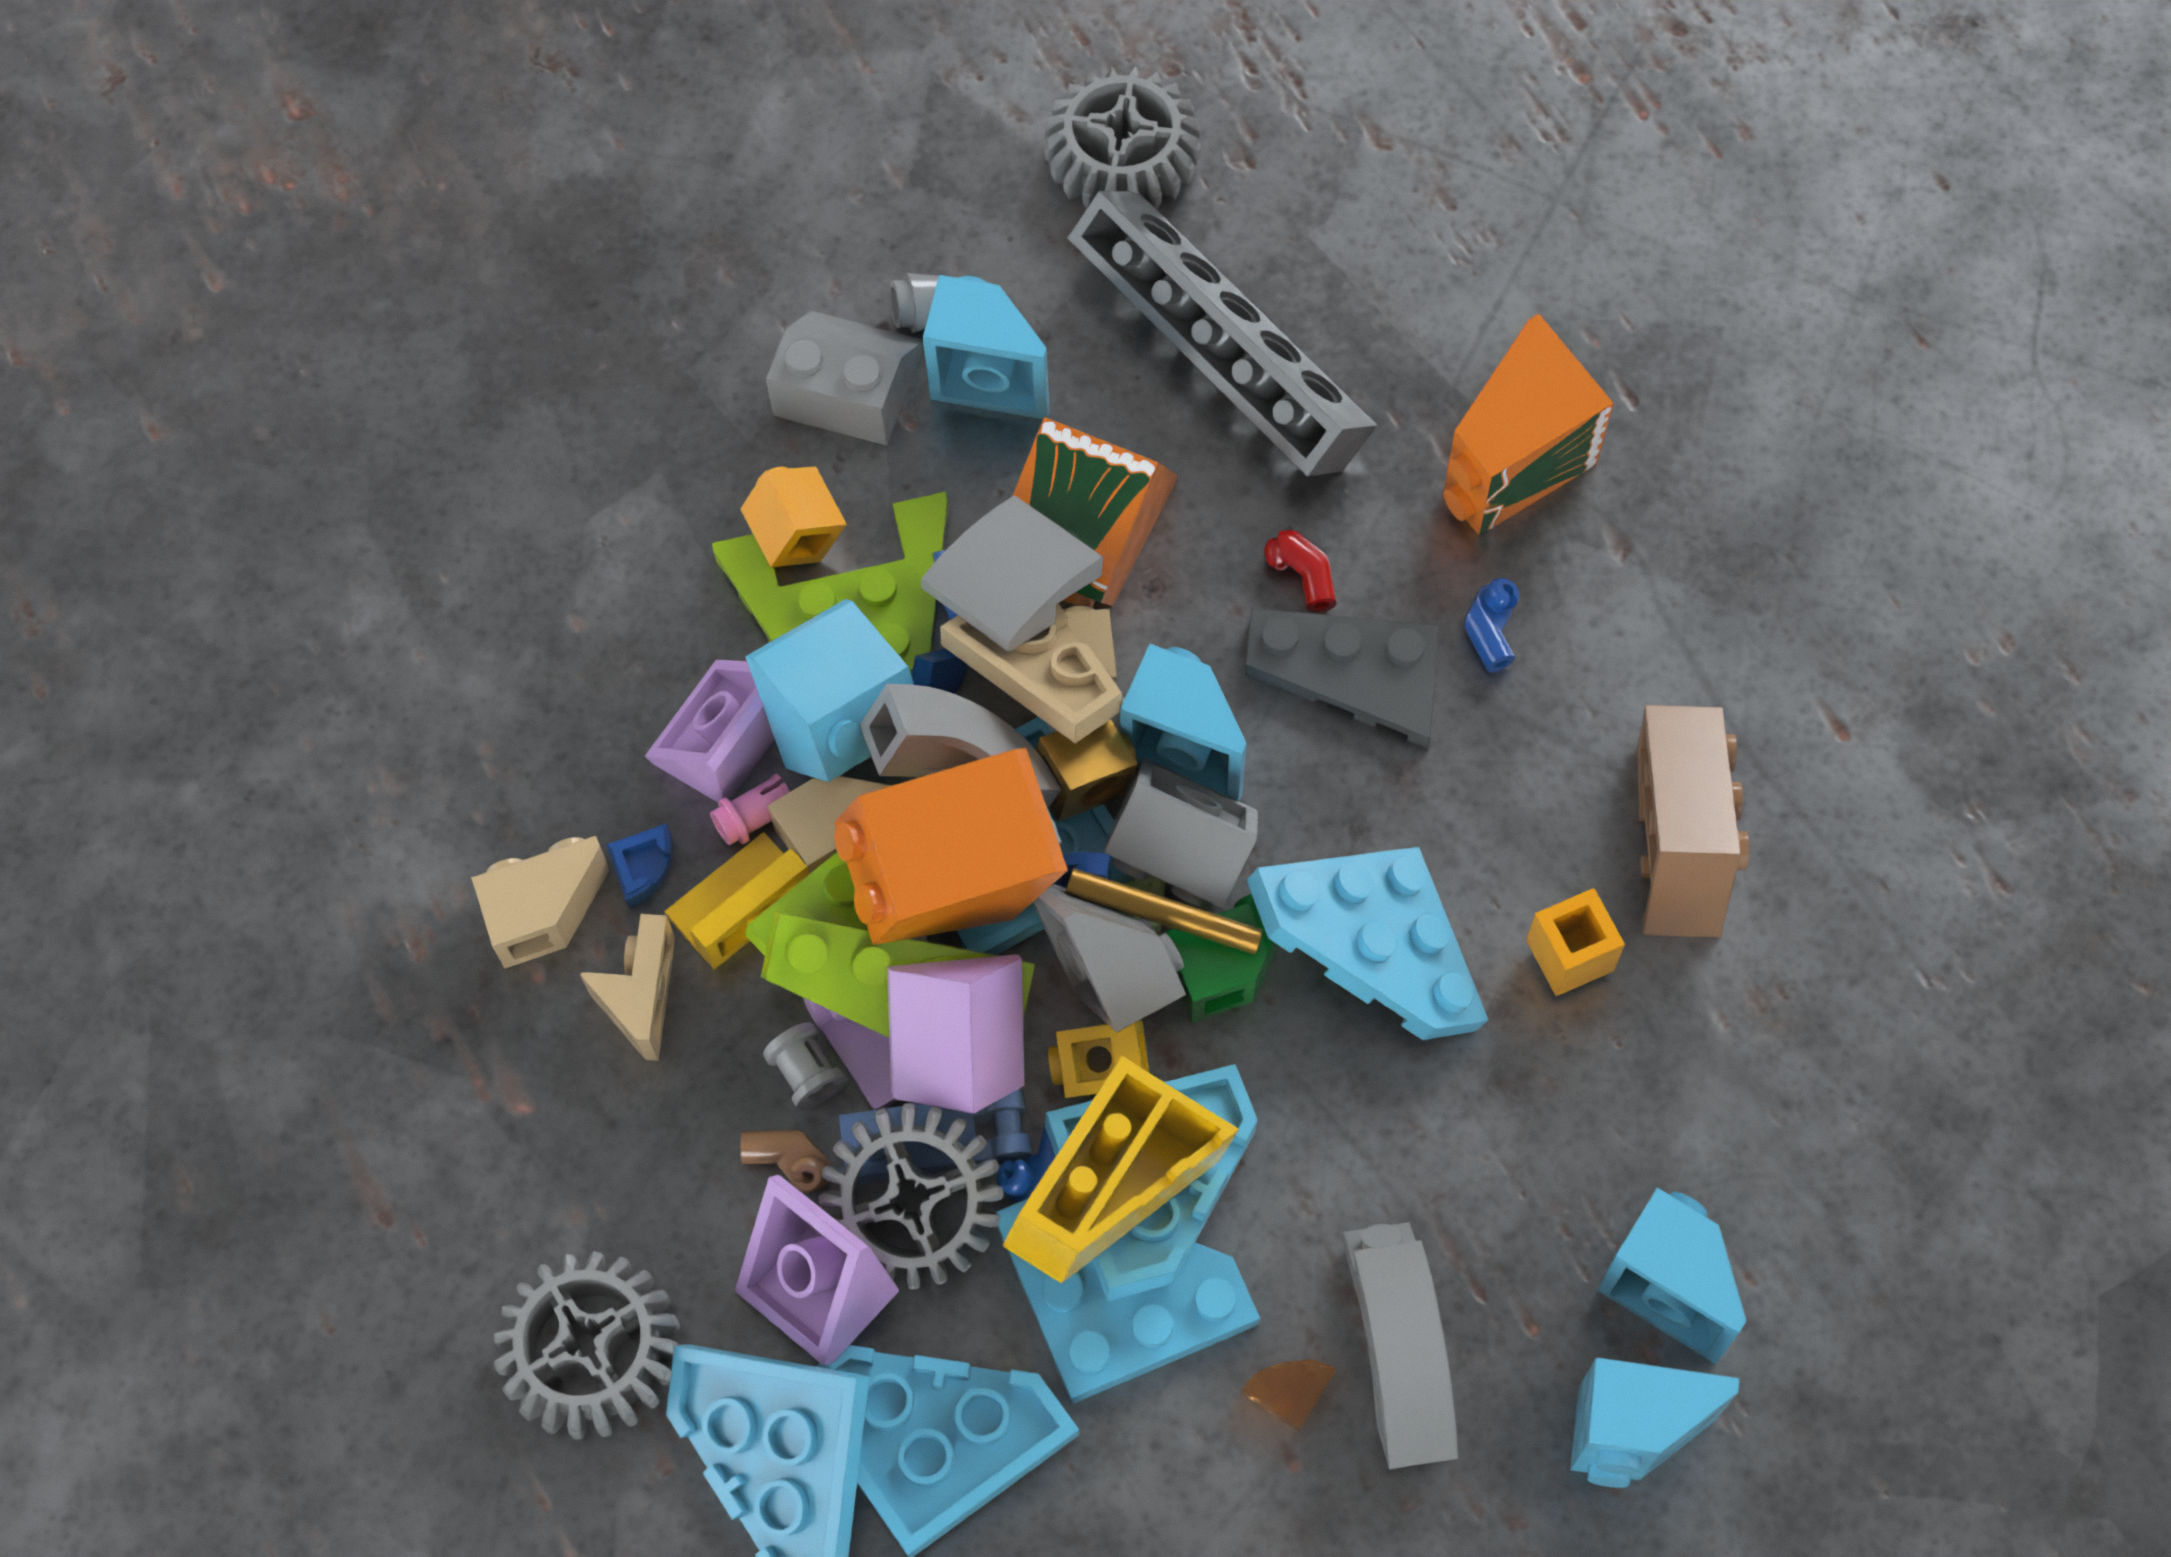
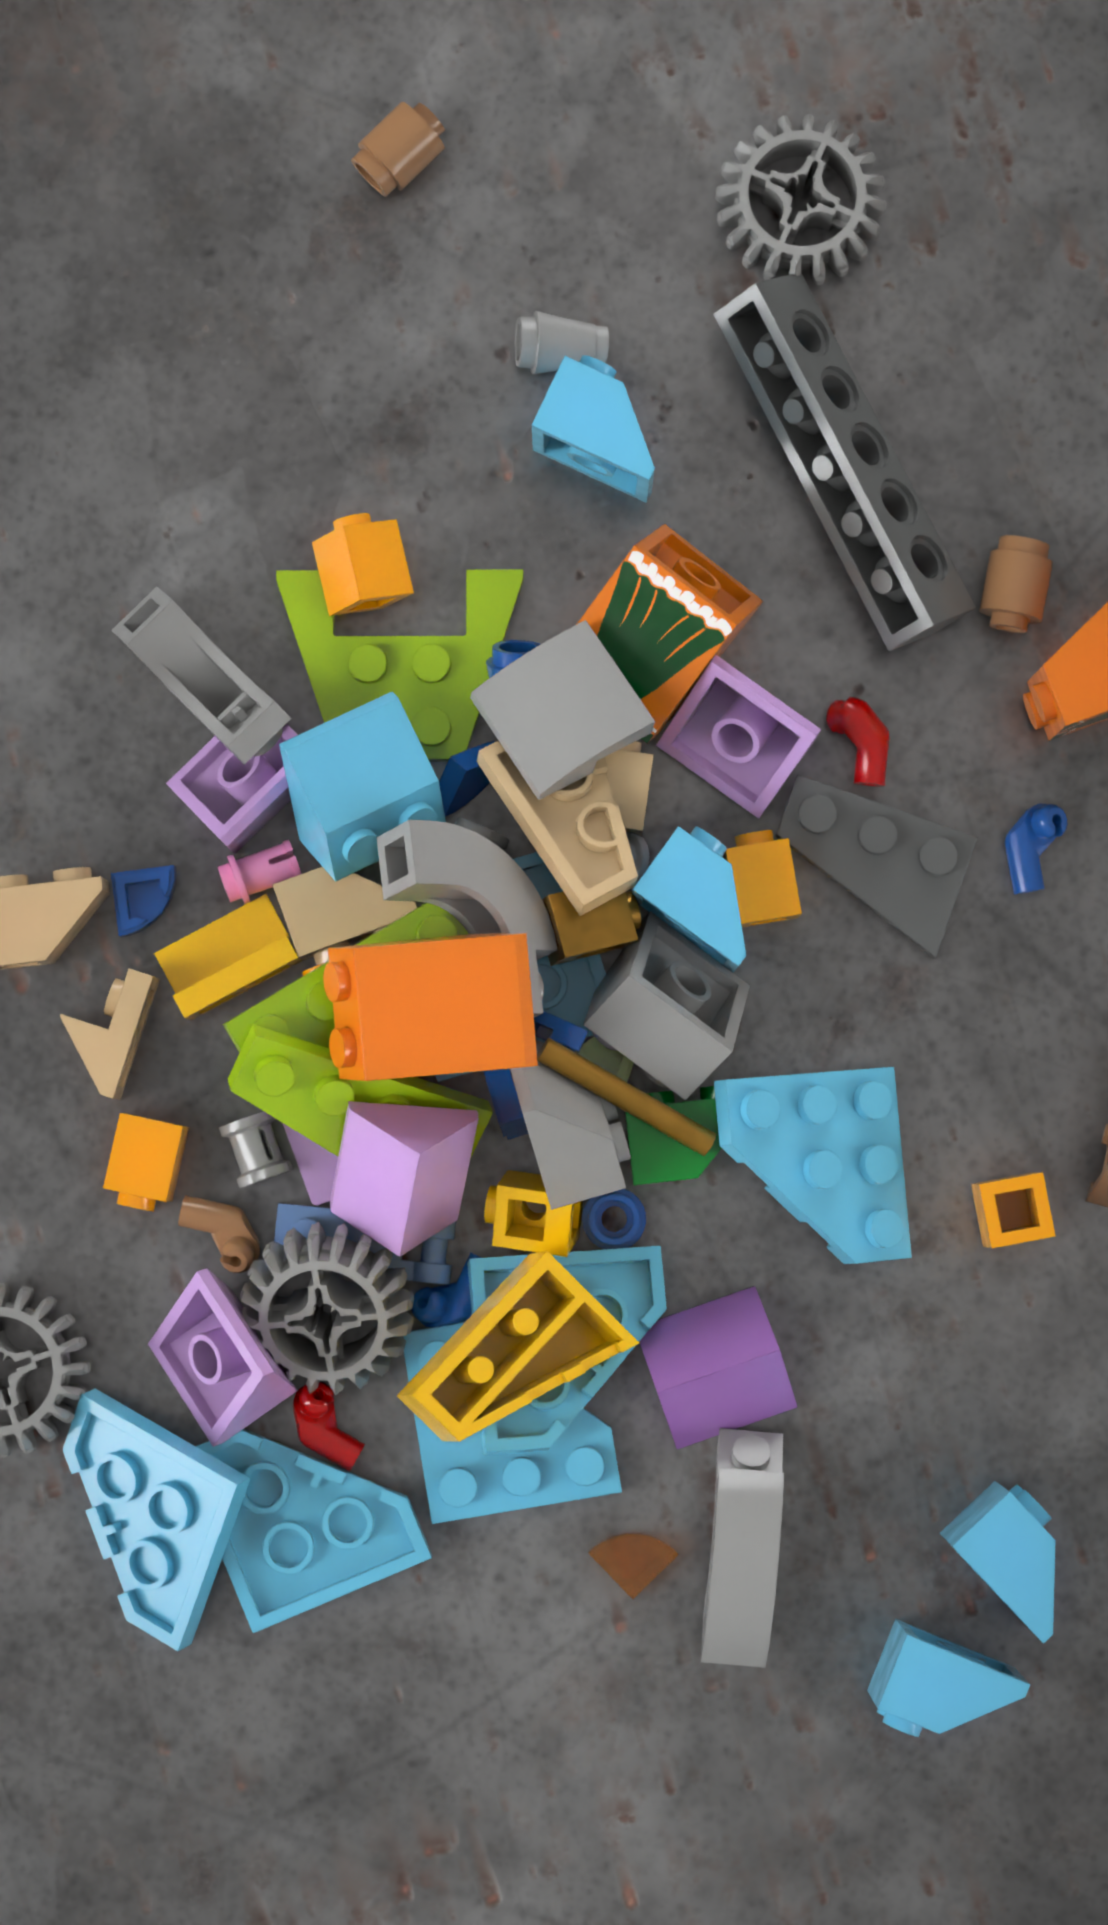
camera: 15 degrees right, 20 degrees up
(658, 645) = (202, 676): none -> light grey arch
(694, 1101) = (145, 1161): none -> light orange brick
(749, 176) = (399, 147): none -> medium nougat brick
(842, 376) = (451, 404): light grey slope -> none
(929, 1329) = (318, 1427): none -> red arm
(1053, 969) = (506, 1103): none -> blue tile
(1181, 1035) = (628, 1234): none -> blue plate
(1187, 581) = (738, 736): none -> lavender slope
(1253, 702) = (764, 878): none -> light orange brick
(1326, 1175) = (717, 1367): none -> medium lavender slope
(1408, 401) = (1016, 583): none -> medium nougat brick

